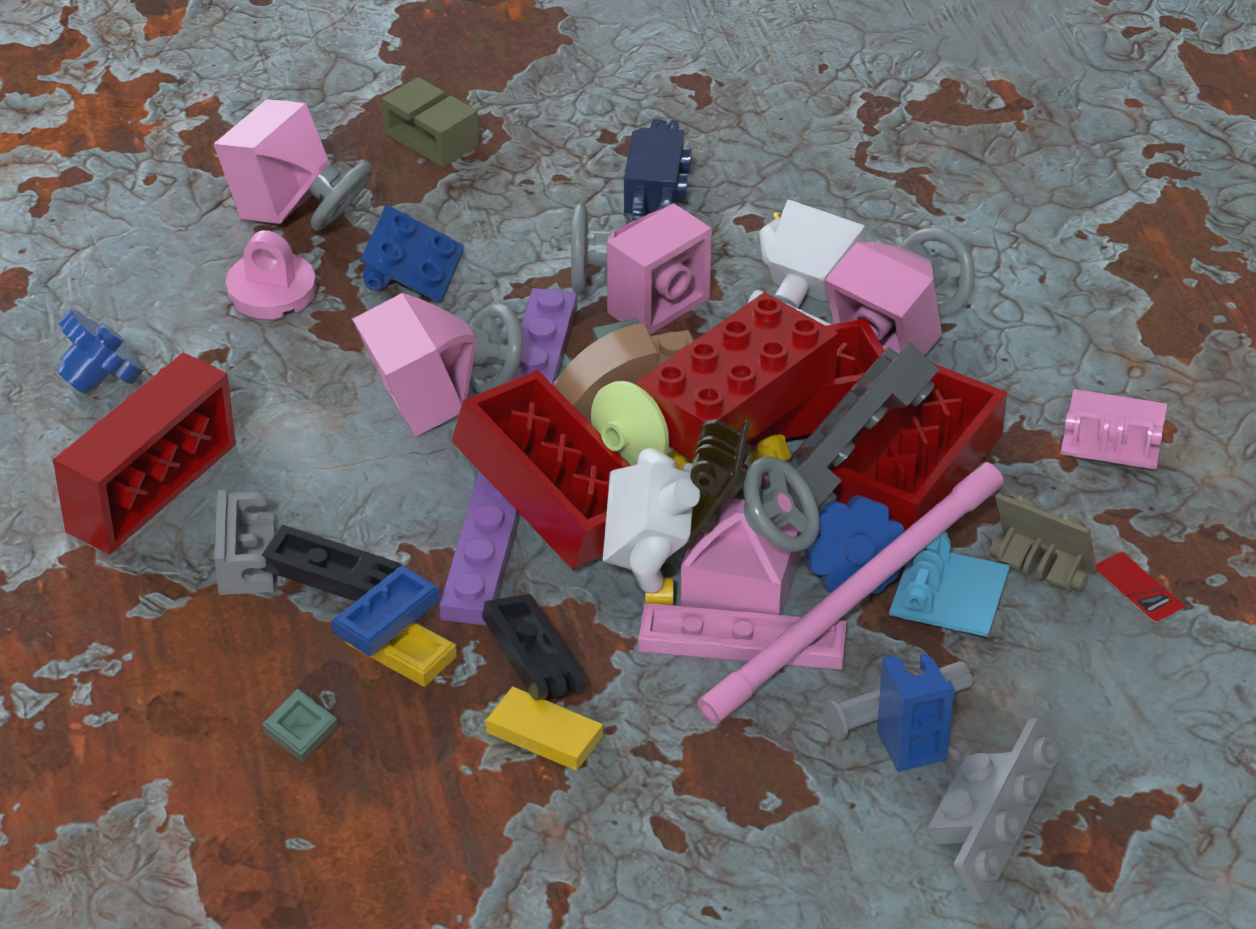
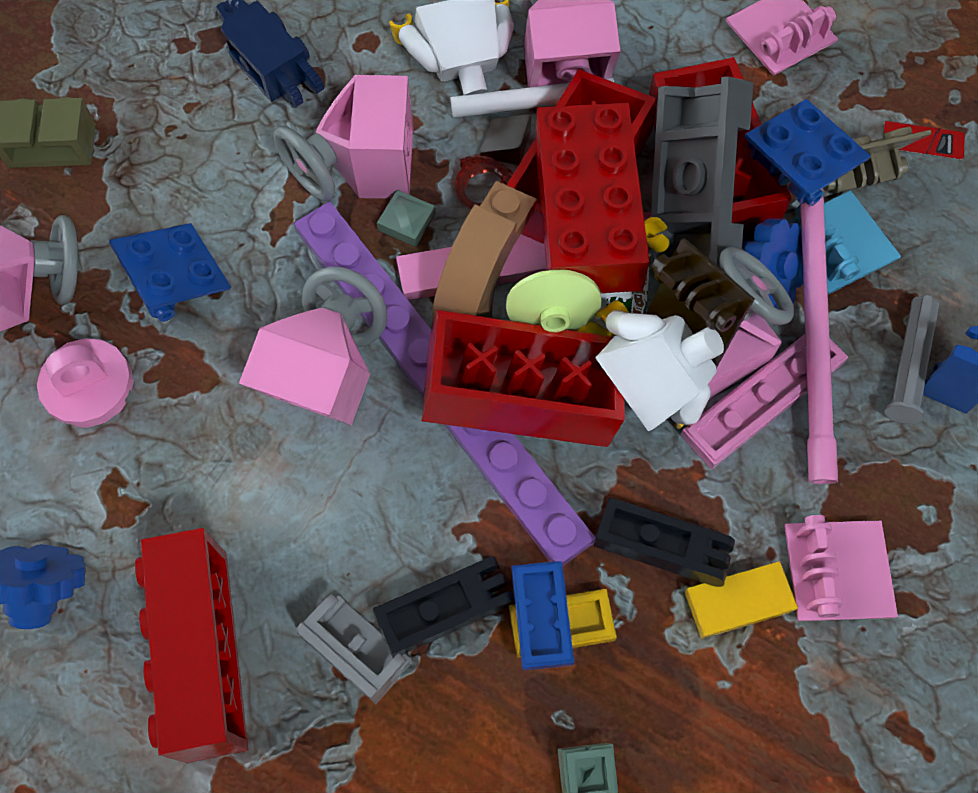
camera: 45 degrees left, 25 degrees up
(643, 766) = (839, 570): none -> bright pink hinge
(957, 467) = (805, 150): none -> blue hinge

